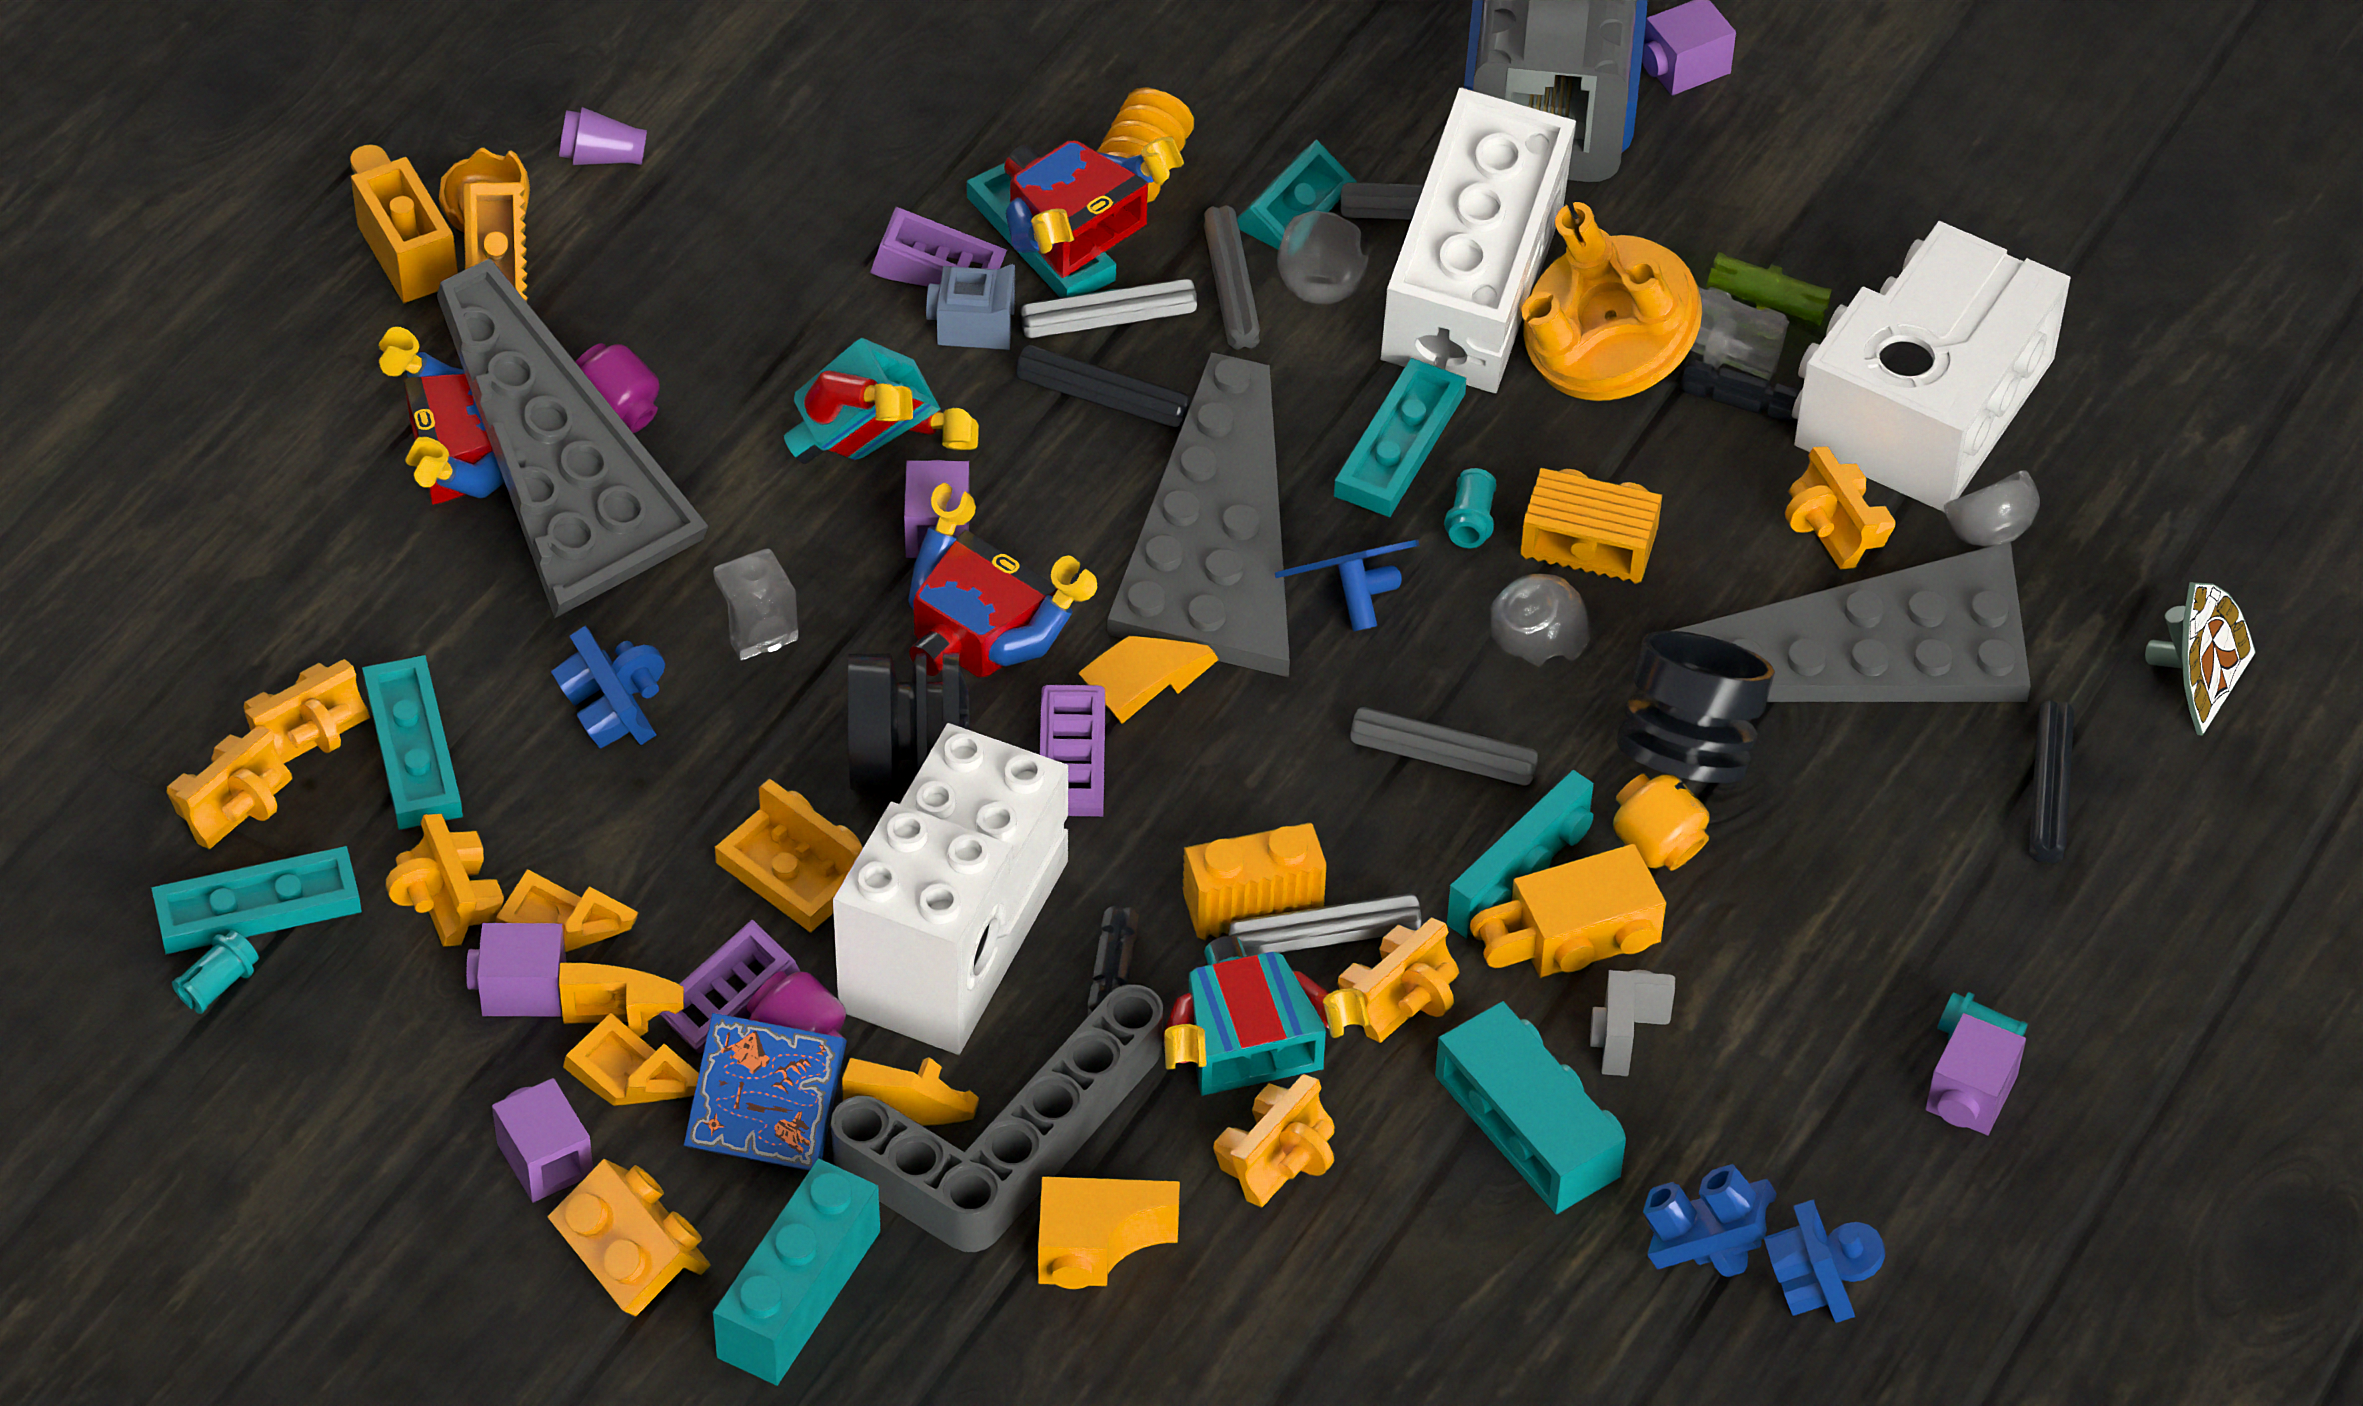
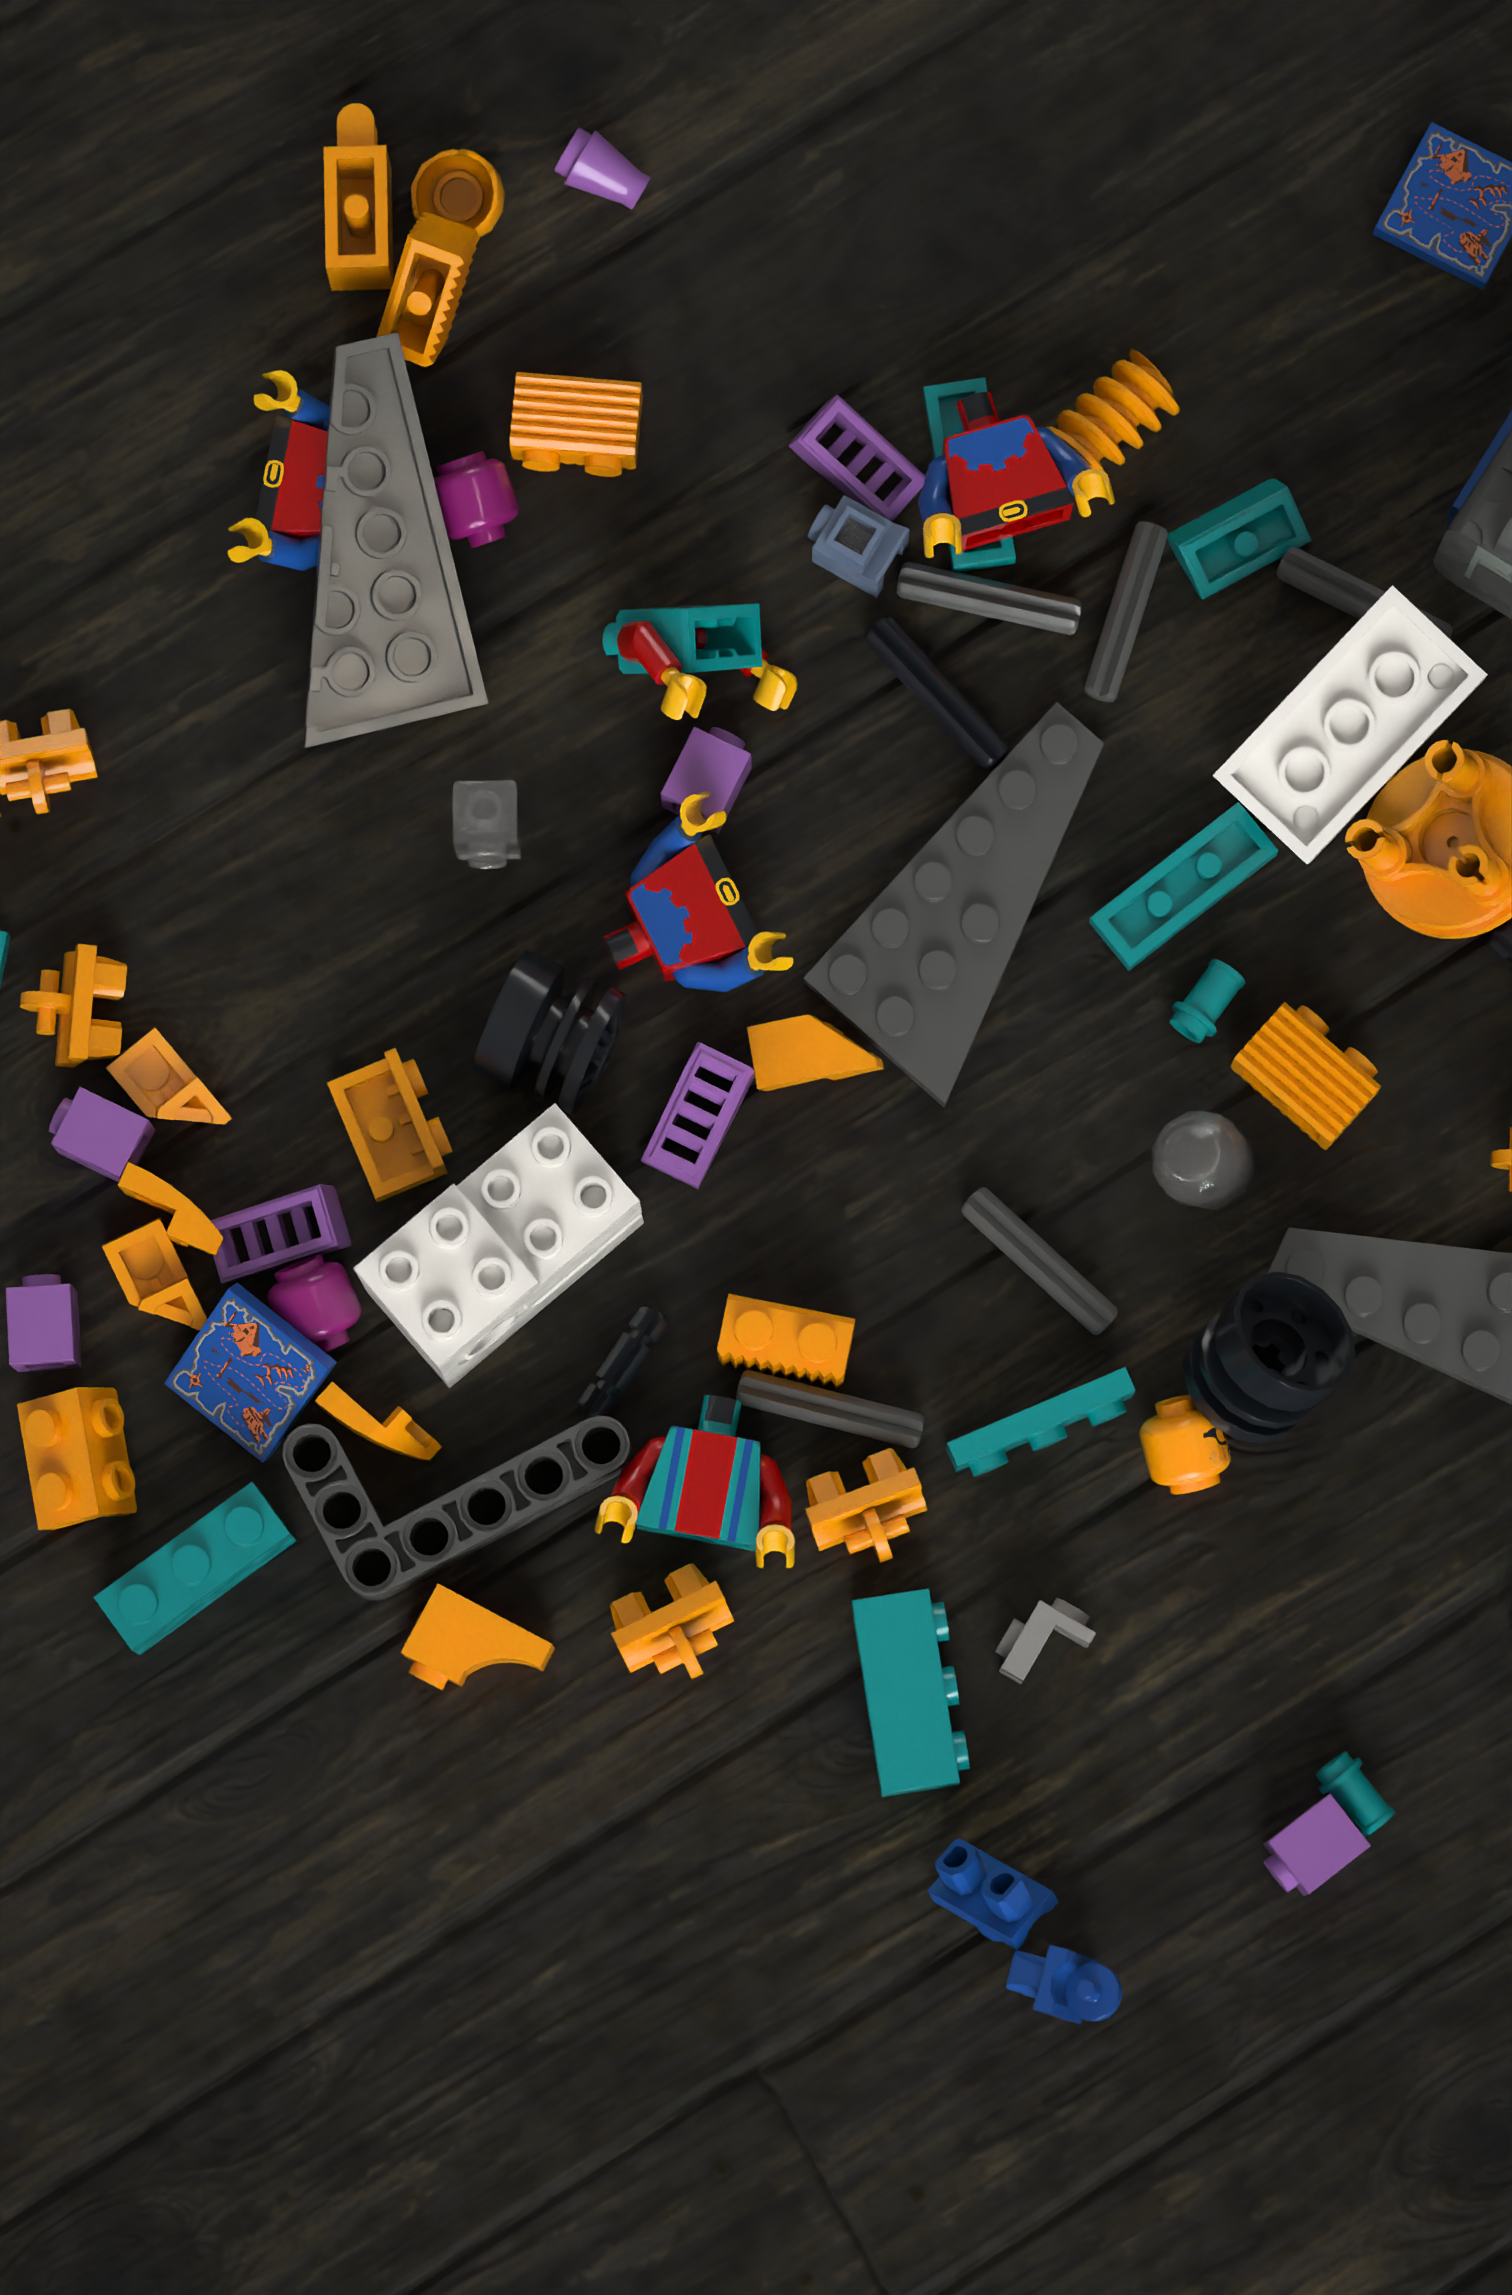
camera: 30 degrees right, 30 degrees up
(412, 741) = (116, 832): teal plate -> none
(617, 711) = (324, 850): blue hips -> none
(676, 307) = (575, 423): none -> light orange brick
(1321, 257) = (1216, 641): clear hair -> none
(1358, 583) = (1059, 1029): blue shield -> none
(1575, 914) = (1054, 1511): light orange brick -> none

